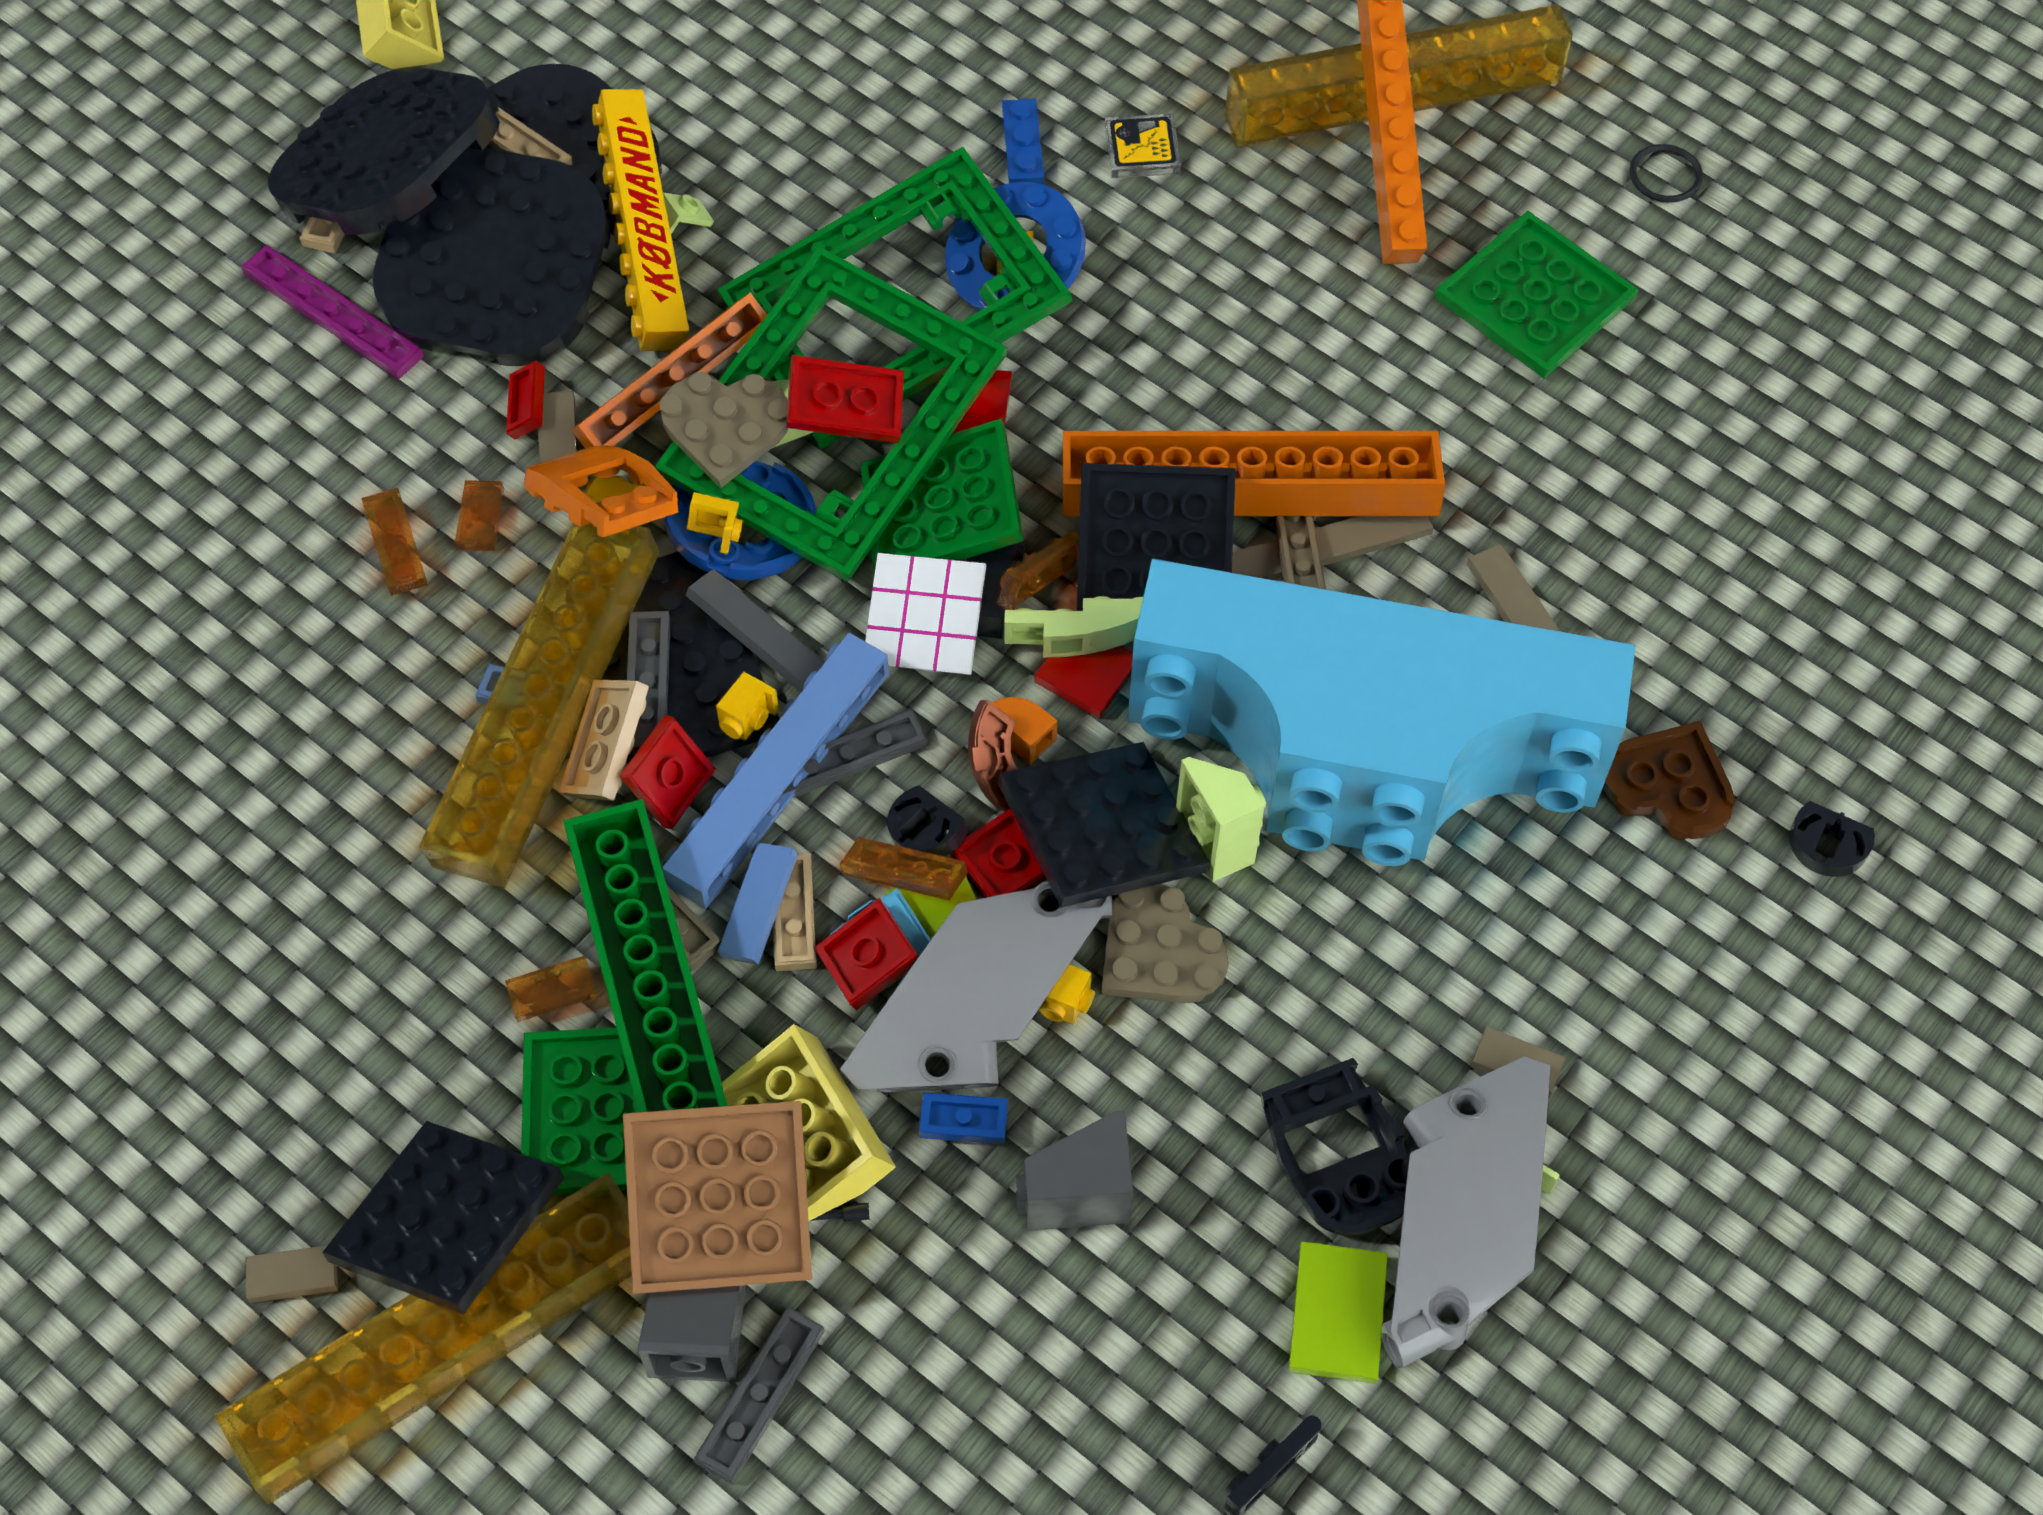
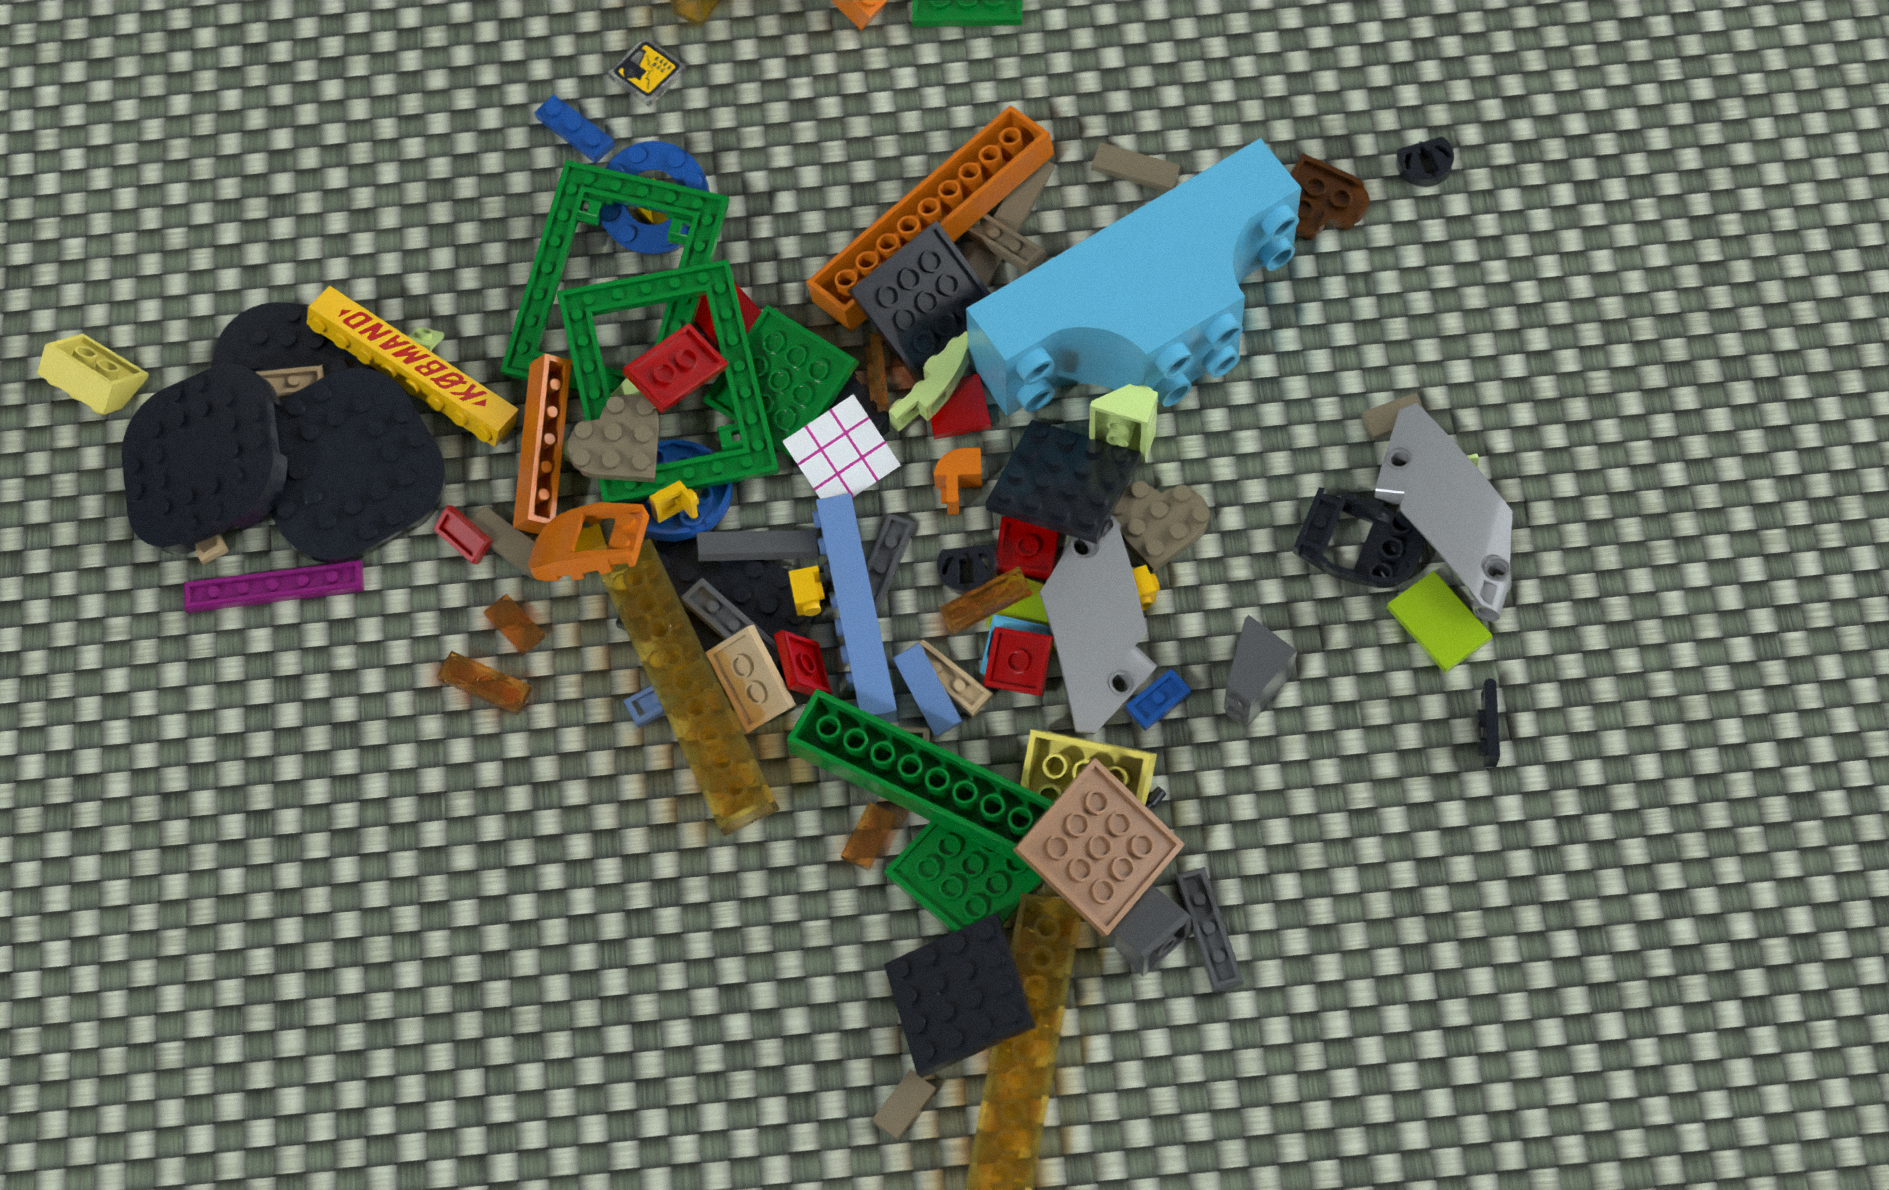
camera: 40 degrees left, 5 degrees up
(990, 750) = (965, 496): copper tile -> none

